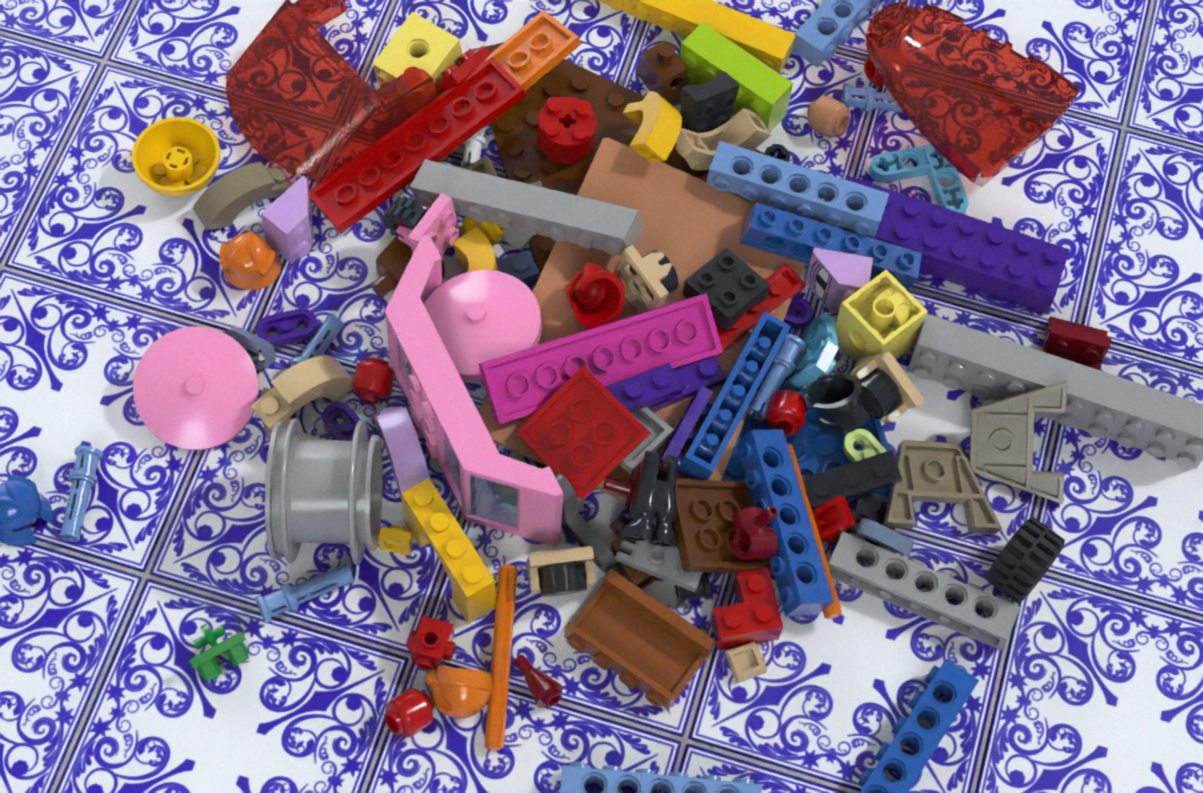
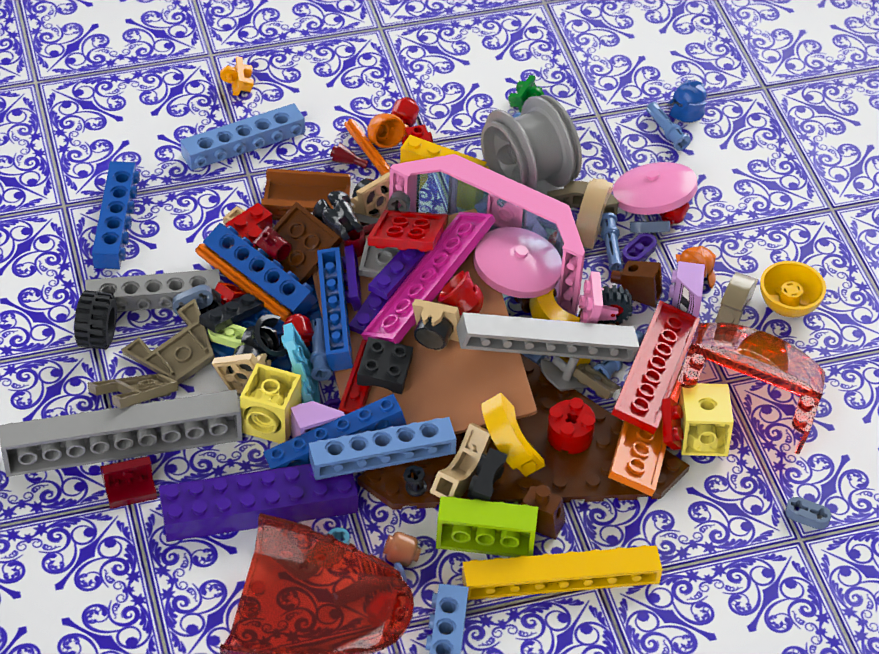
camera: 150 degrees right, 15 degrees down
(333, 270) = (641, 280): none -> reddish brown torso

